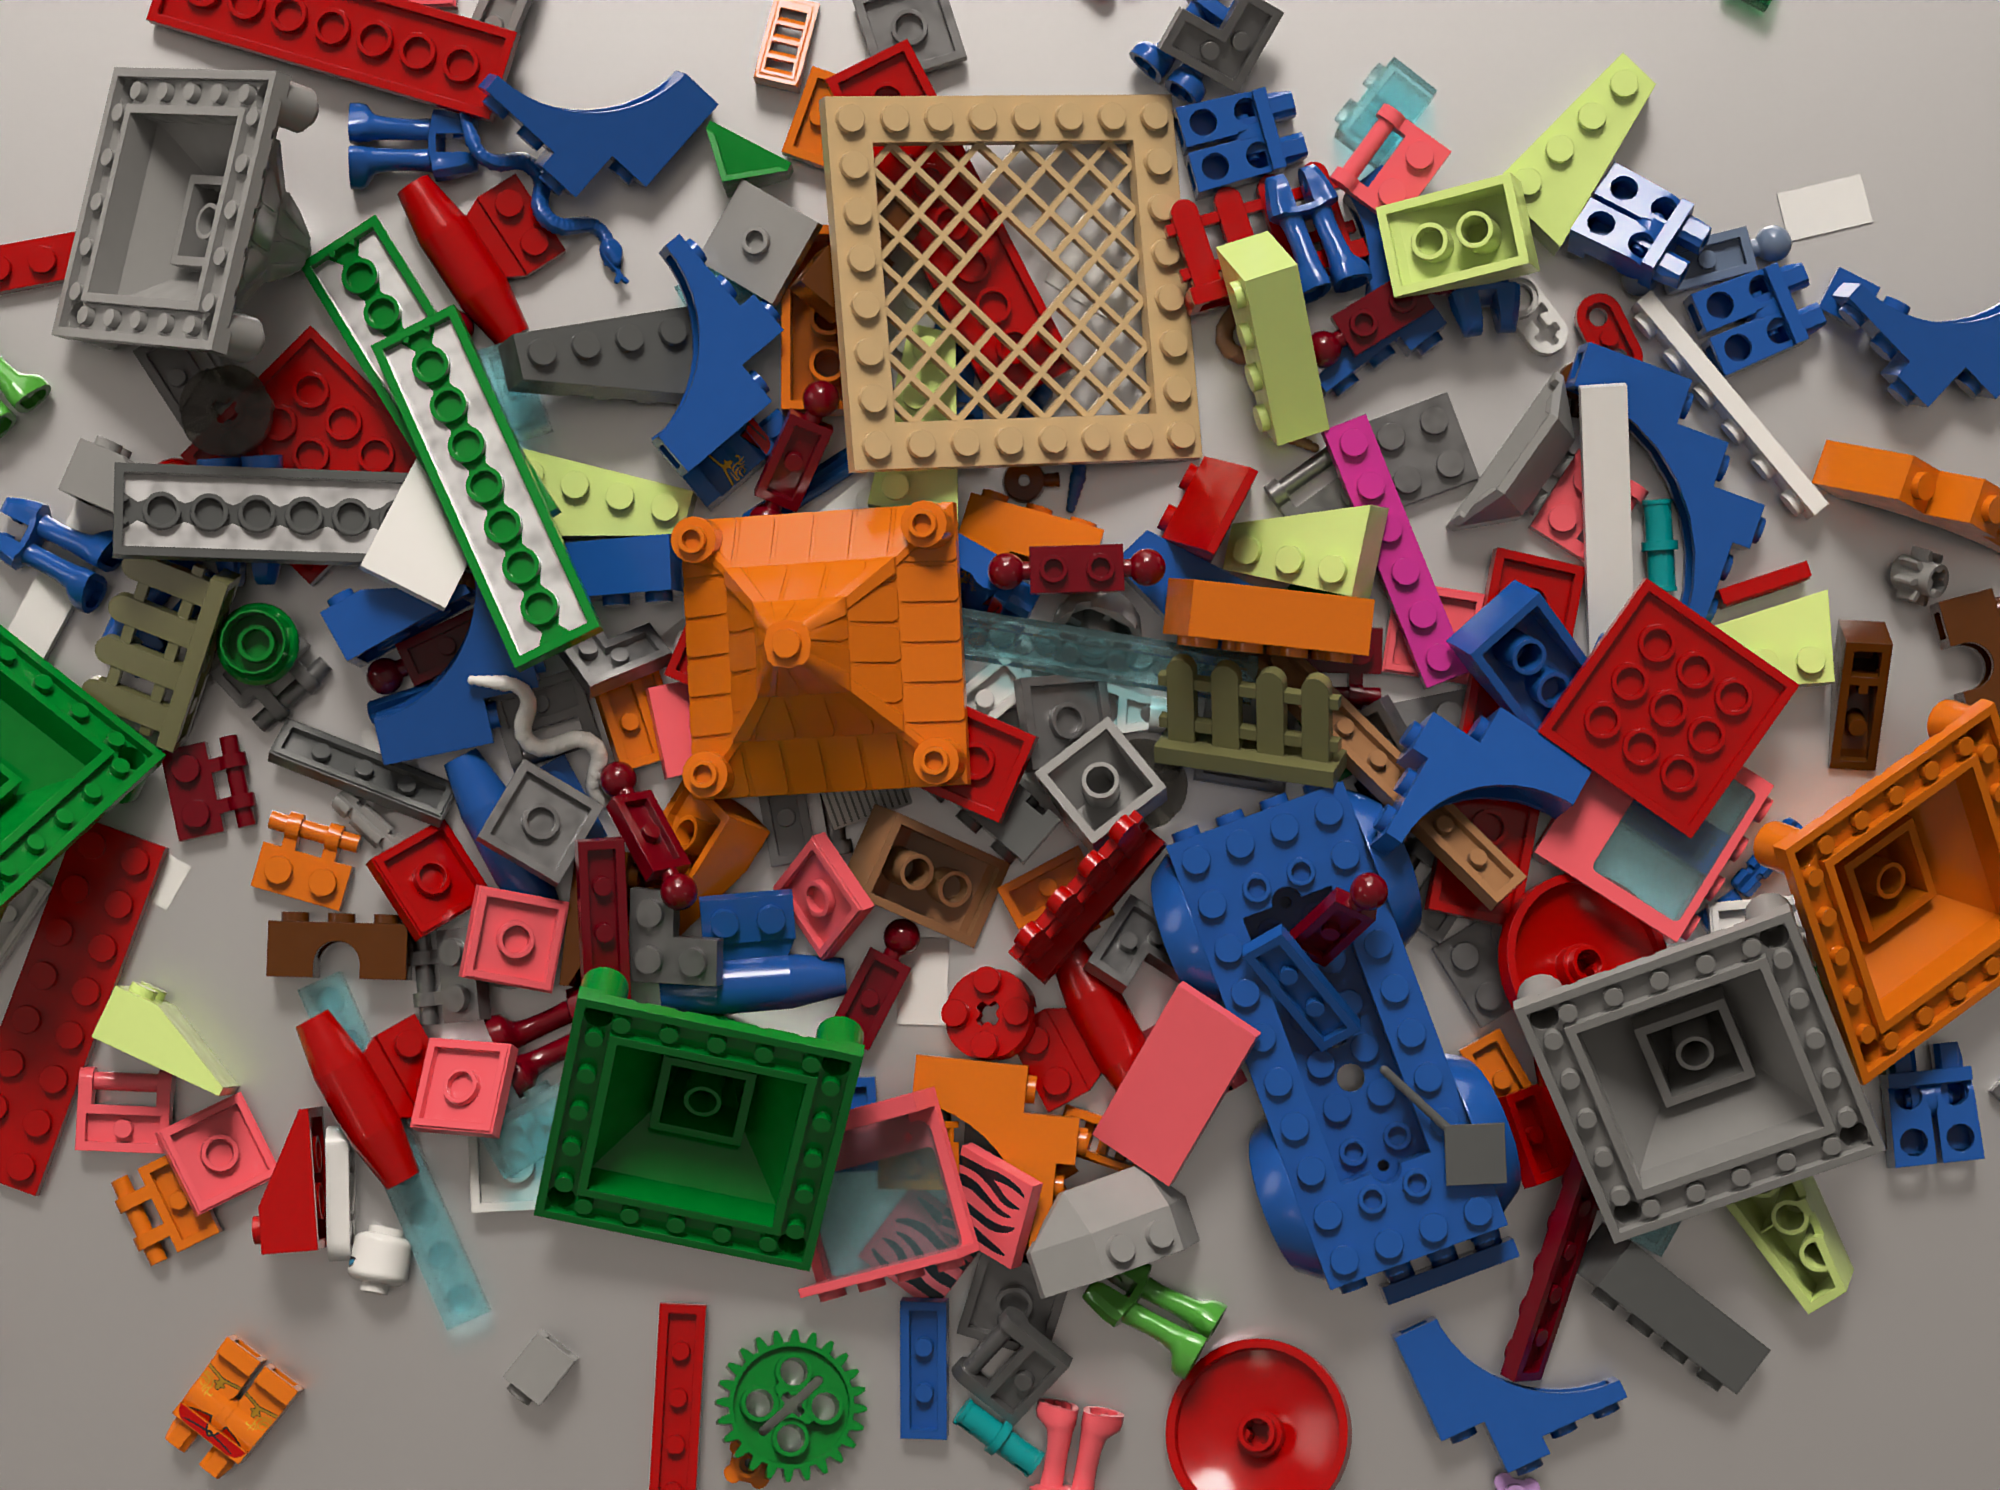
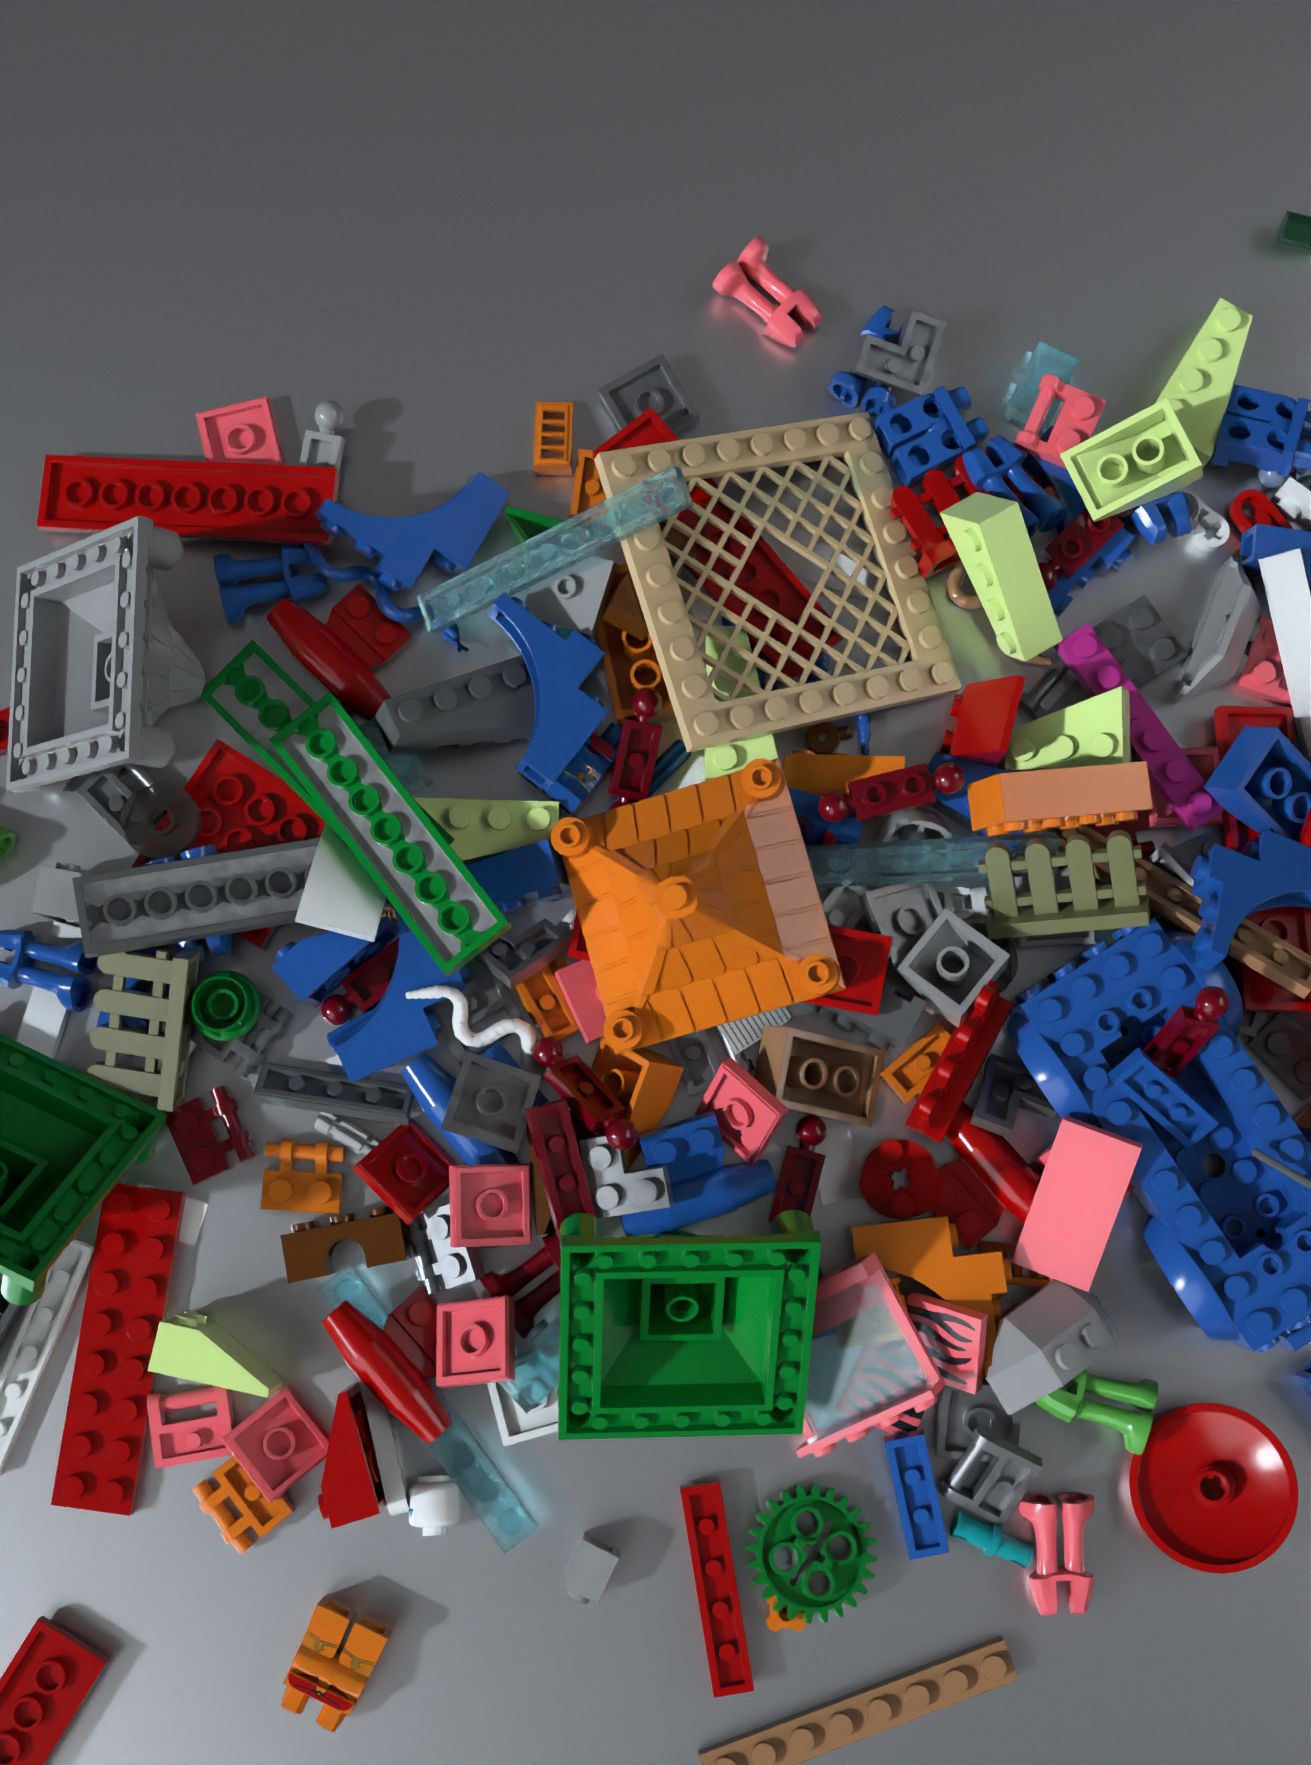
camera: 15 degrees left, 5 degrees down
(748, 199) = (556, 549): none -> clear light blue plate

